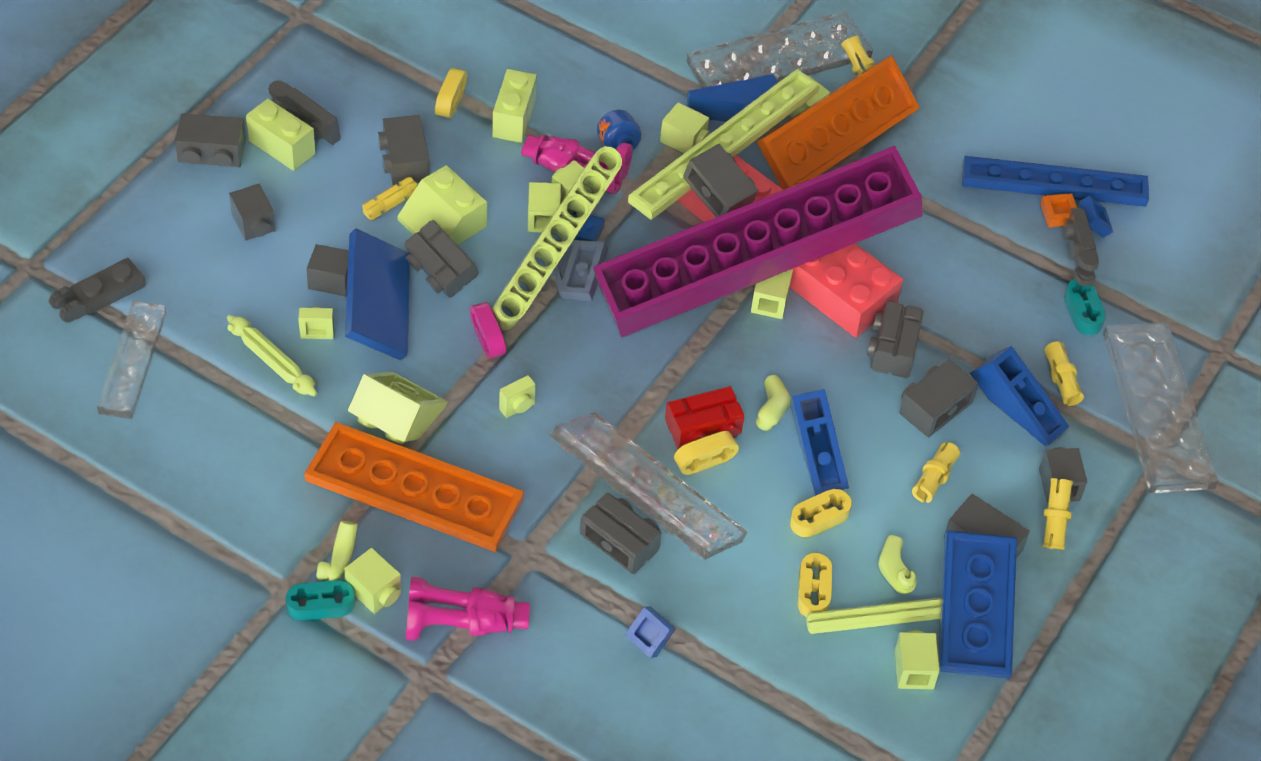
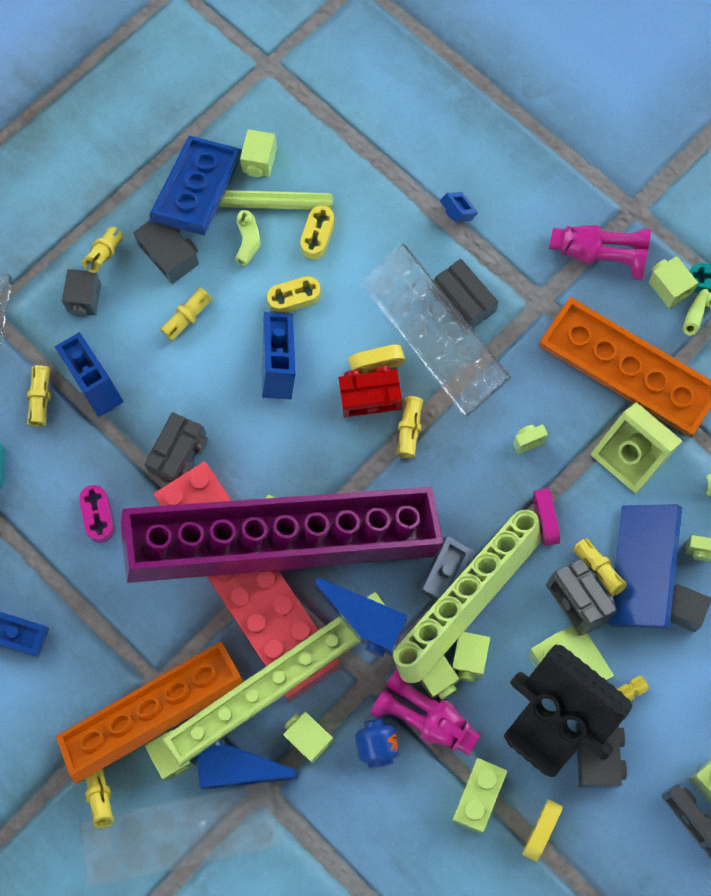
camera: 160 degrees left, 20 degrees up
(424, 291) = (601, 565): none -> light yellow pin
(447, 152) = (578, 696): none -> black piece
(652, 396) = (409, 427): none -> light yellow pin
(656, 176) = (370, 621): none -> blue slope
(719, 181) = (302, 606): dark grey brick -> none
(777, 403) = (302, 401): yellowish green arm -> none
(938, 397) = (160, 382): dark grey brick -> none
(951, 281) = (89, 515): none -> dark pink beam

